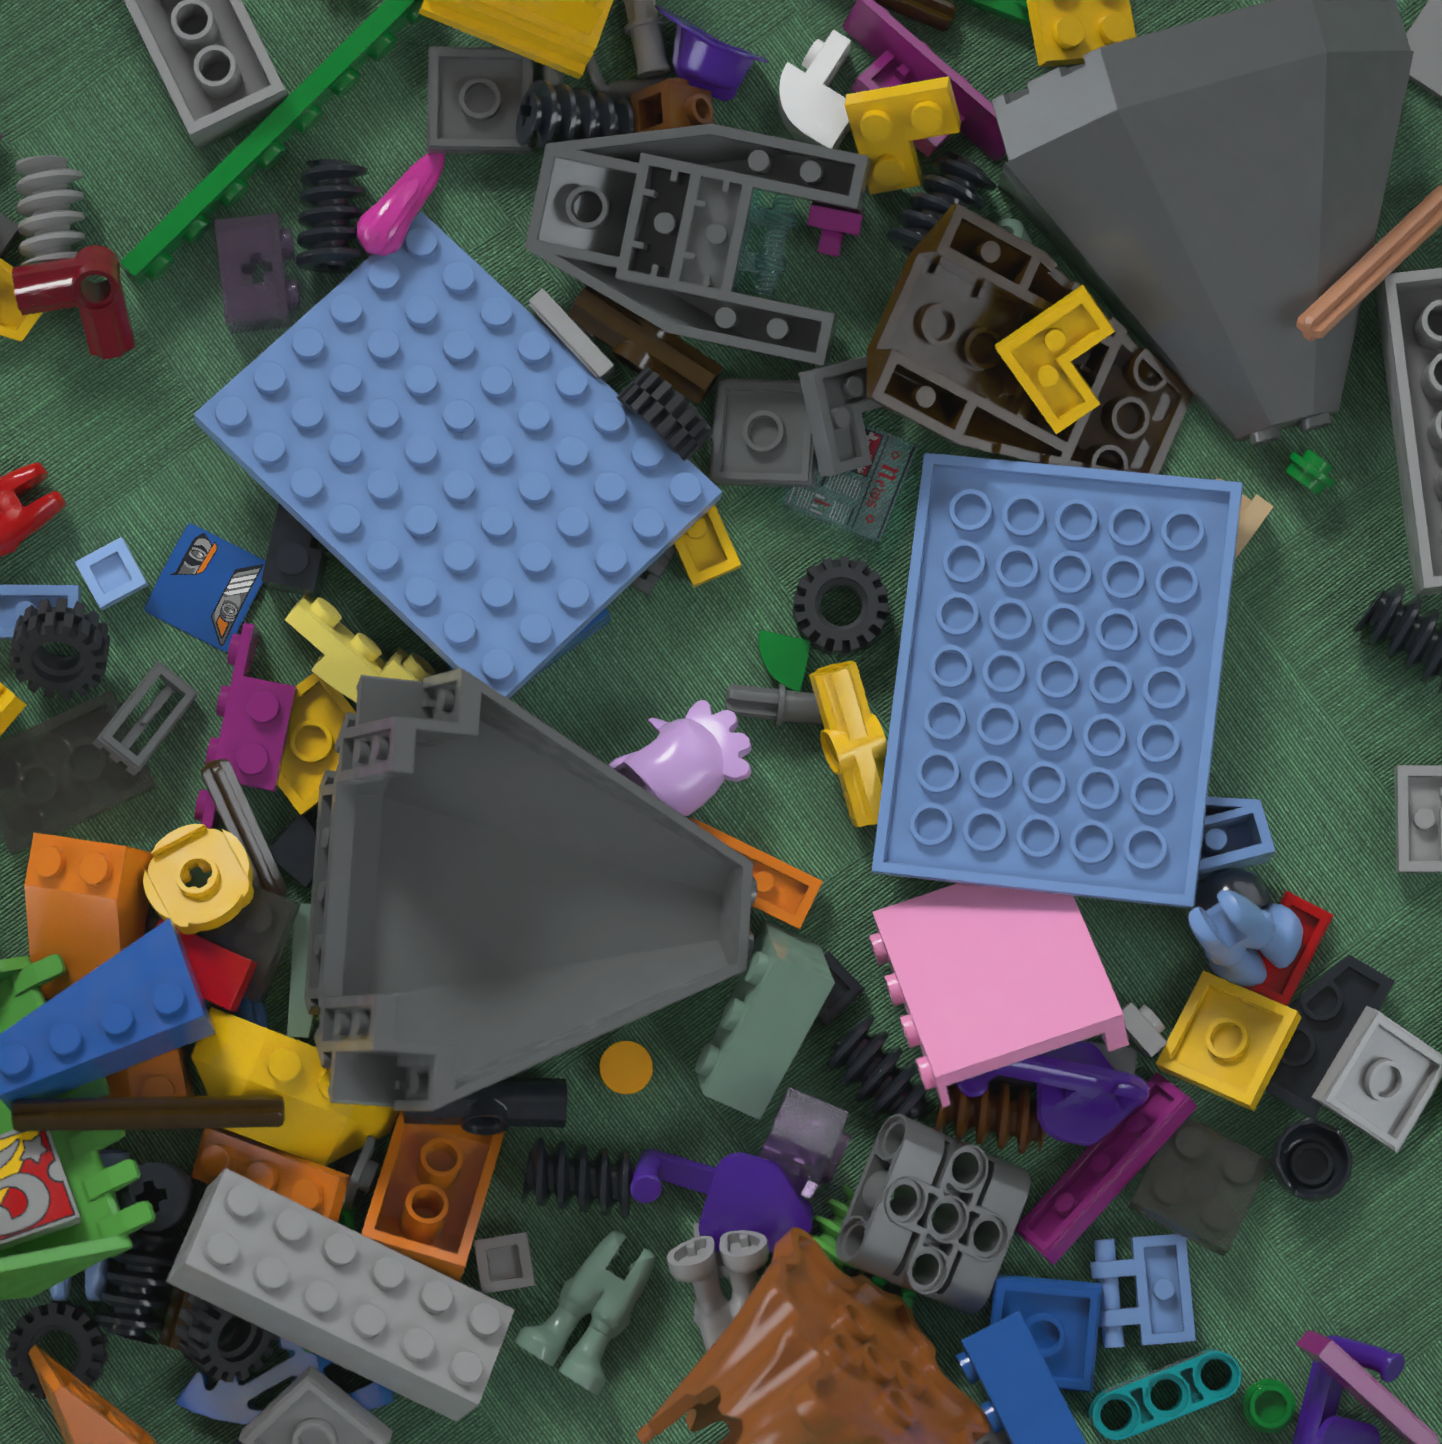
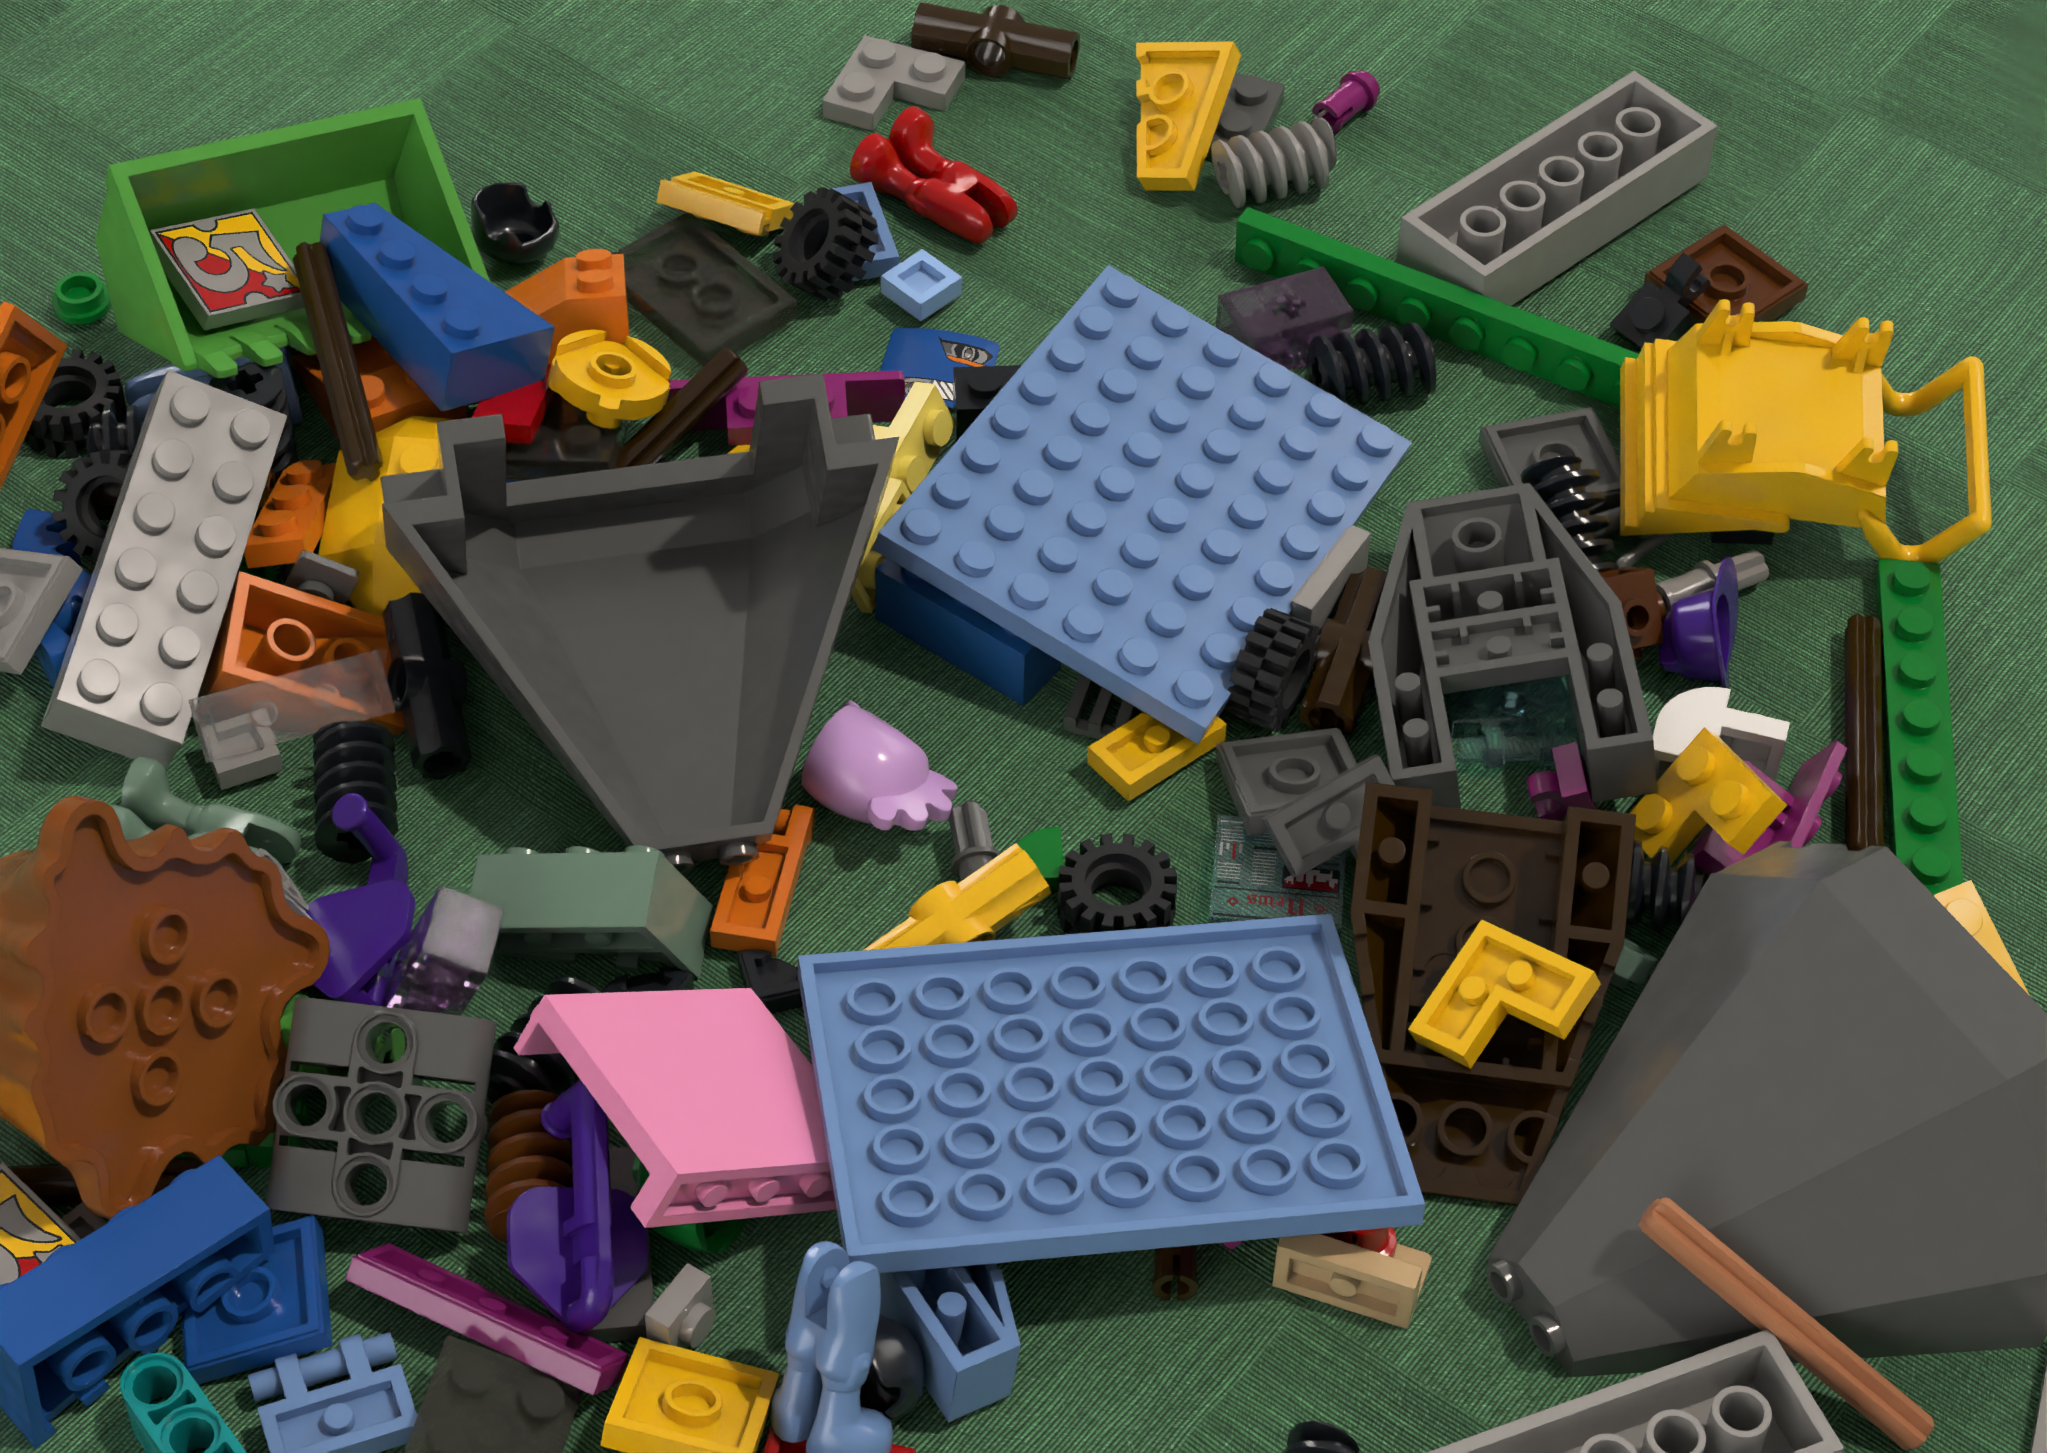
camera: 75 degrees right, 35 degrees down
(64, 285) = (1212, 186): dark red piece -> none
(120, 750) = (769, 337): dark grey tile -> none
(387, 222) = (1389, 394): dark pink piece -> none
(496, 1214) = (291, 705): none -> clear tile
(626, 1067) = (499, 818): light orange tile -> none
(845, 889) = (770, 979): none -> black tile
(1311, 471) = (1481, 1345): green plate -> none

